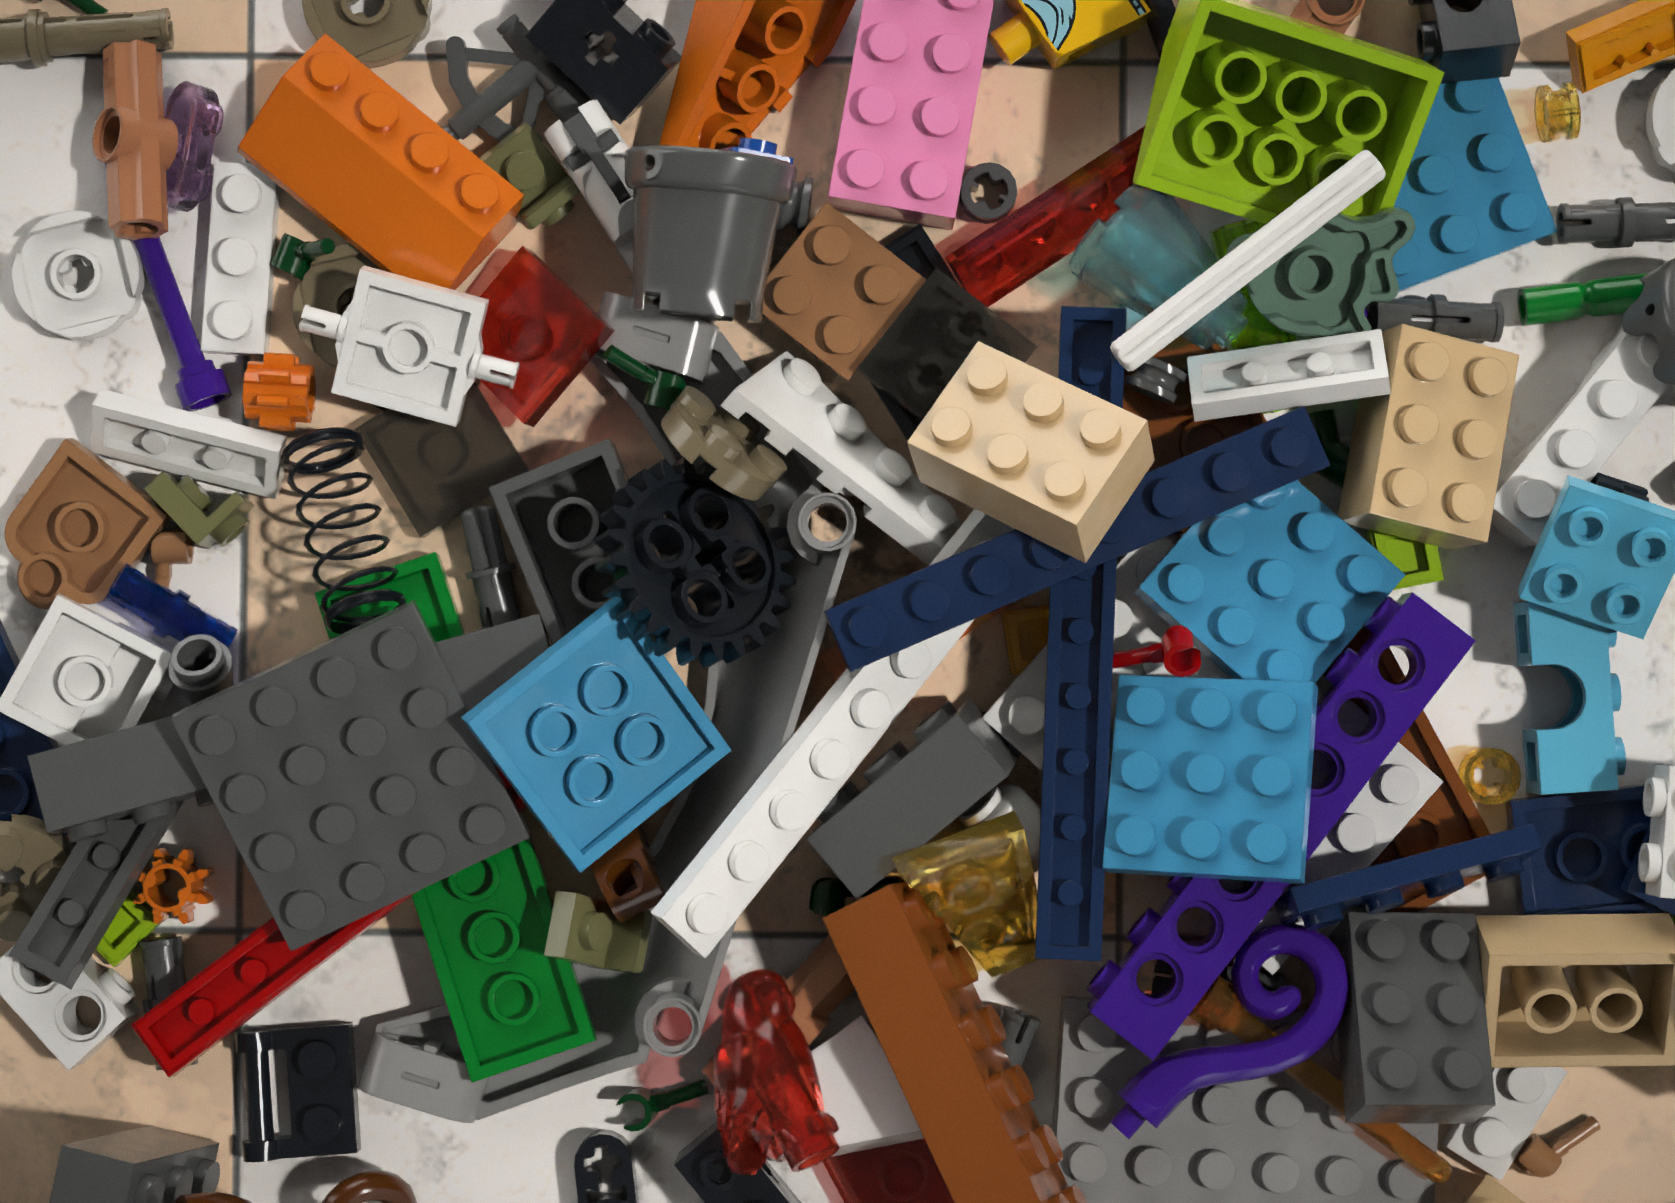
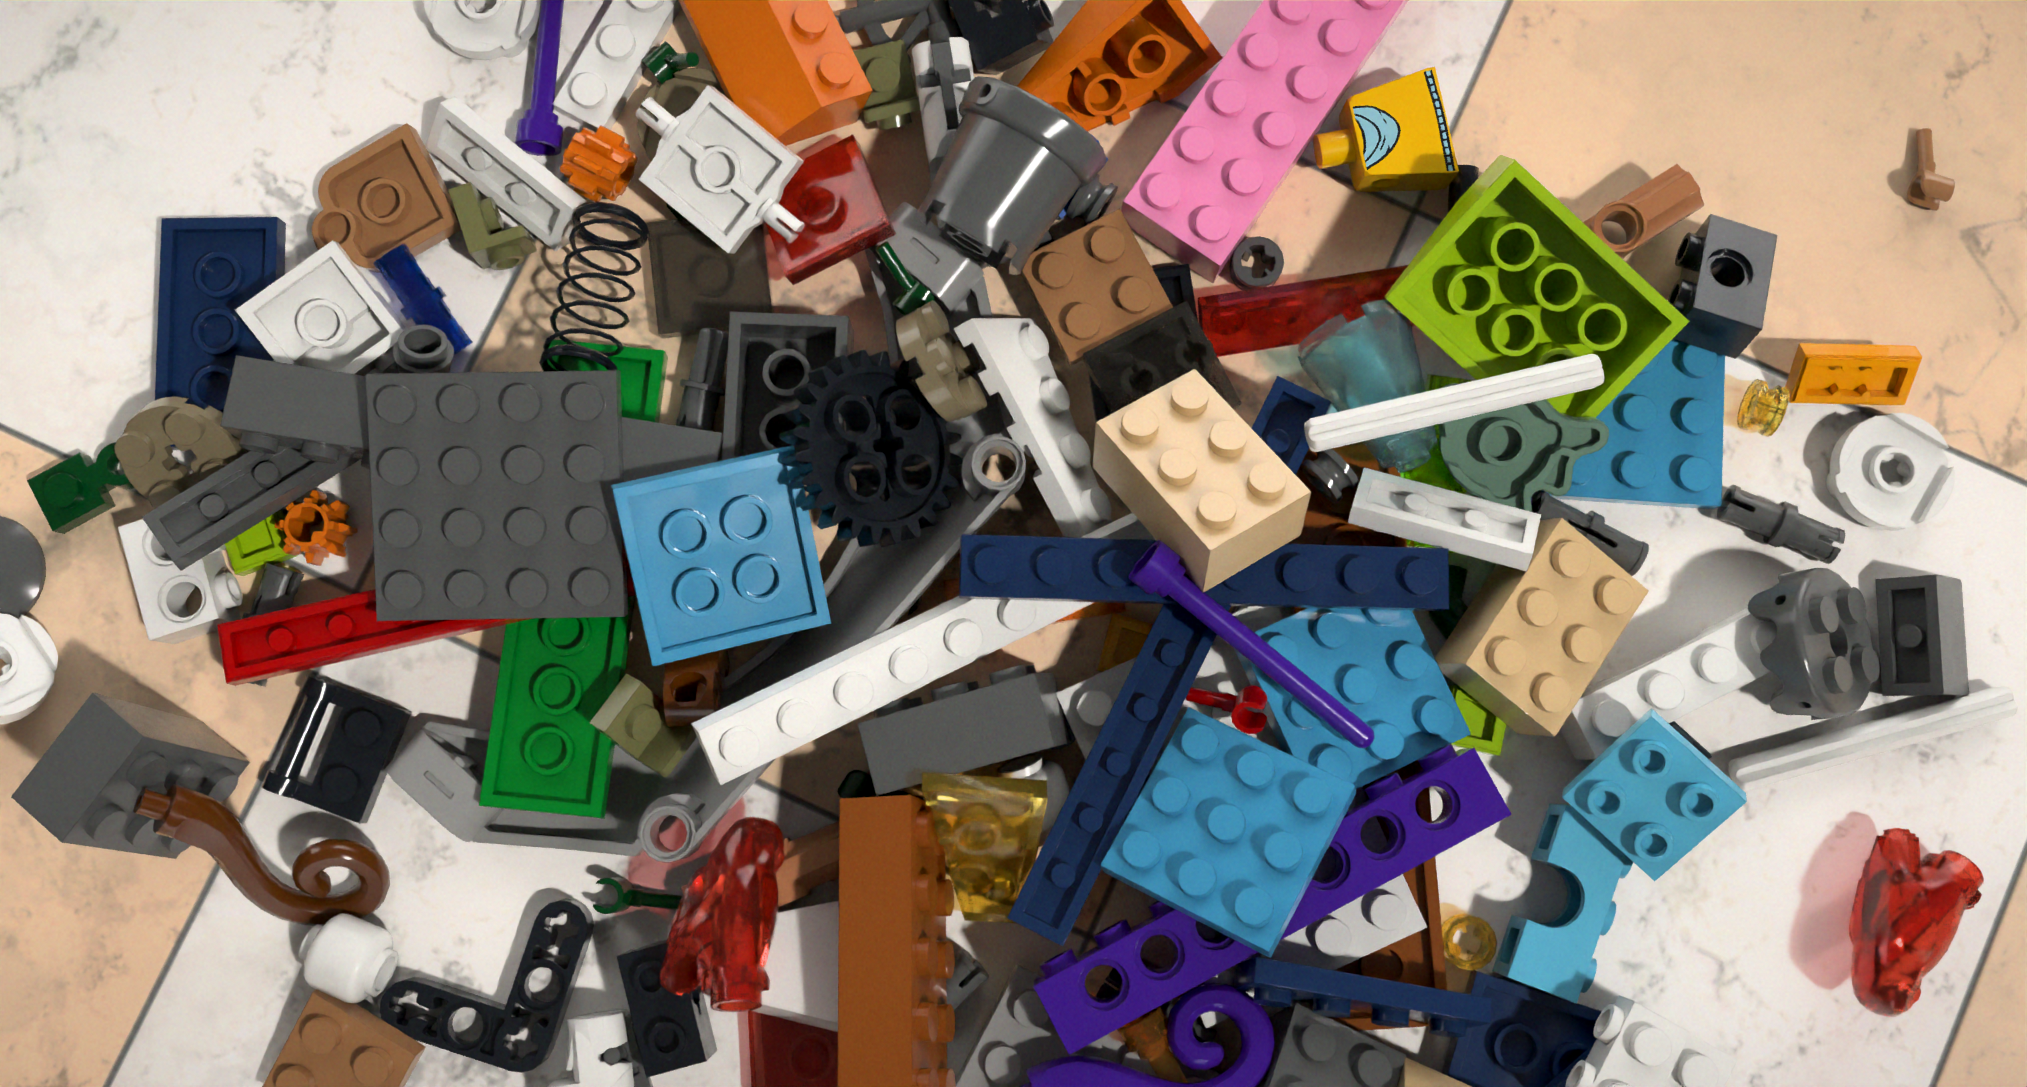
camera: 20 degrees right, 5 degrees down
(170, 549) = (450, 253): medium nougat hand -> none
(1037, 562) = (1161, 573): none -> dark purple piece
(1576, 299) = (1713, 571): green piece -> none

